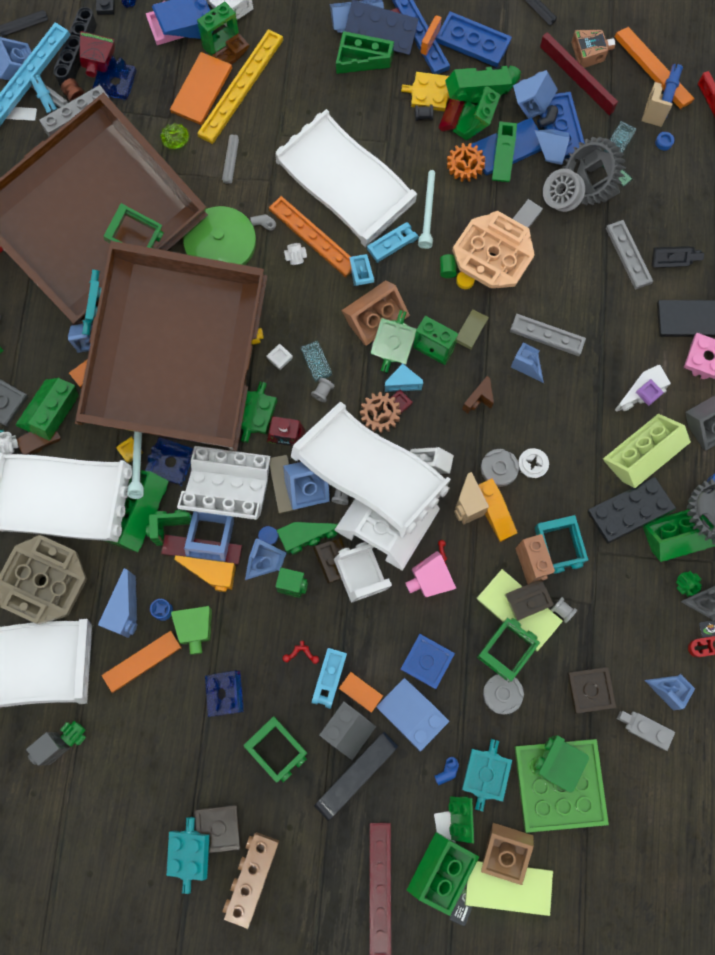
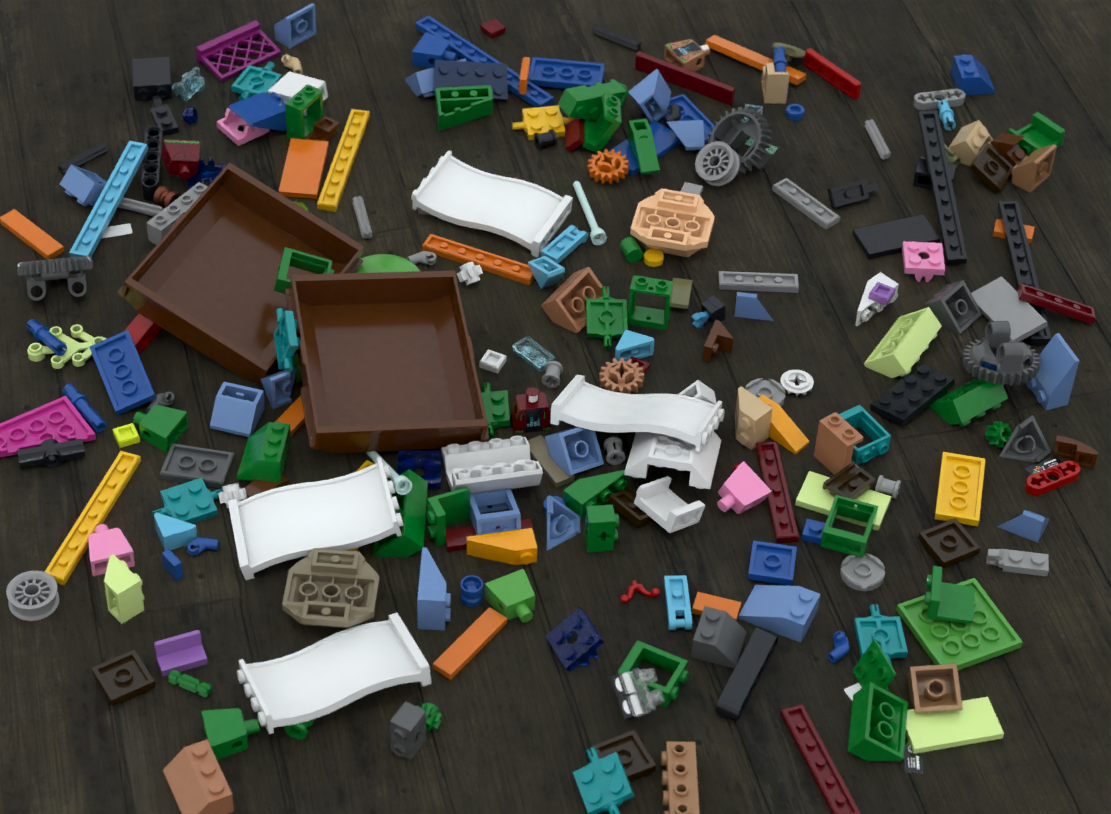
camera: 20 degrees left, 30 degrees down
(42, 351) = (237, 409): none -> medium blue slope
(43, 93) = (137, 204): medium azure pin -> none
(248, 773) = (634, 693): none -> clear hips
(465, 581) = (779, 499): none -> dark red tile
(479, 636) = (813, 531): none -> blue plate
(490, 359) = (712, 310): none -> black piece
(627, 632) = (960, 488): none -> yellow plate
(691, 65) = (790, 51): none -> olive dish

